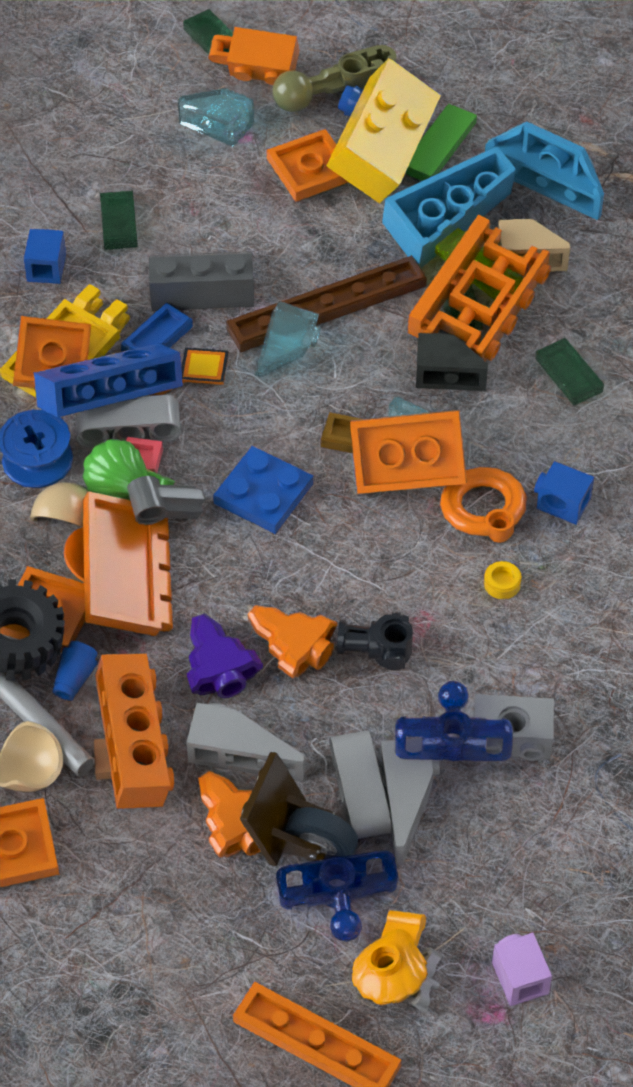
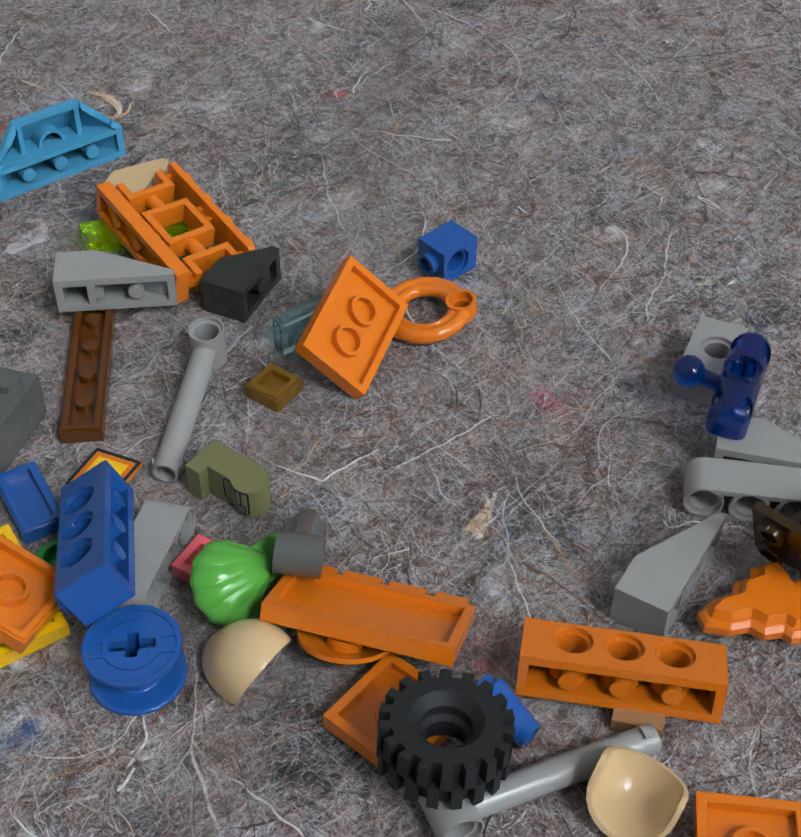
camera: 70 degrees left, 10 degrees down
(218, 660) = (538, 566): dark purple rock -> none
(225, 436) = (230, 478): none -> olive leg
(263, 489) = (316, 468): blue plate -> none
(287, 337) = (128, 384): clear light blue slope -> none
(294, 638) = (537, 492): orange rock -> none
(357, 372) = (207, 354): none -> light grey piece
(376, 640) = (572, 423): black connector -> none
(383, 265) = (109, 281): none -> light grey slope
(449, 200) = (43, 218): dark azure wedge -> none
(502, 580) = (523, 327): yellow tile -> none
(569, 371) = (297, 216): clear green tile -> none

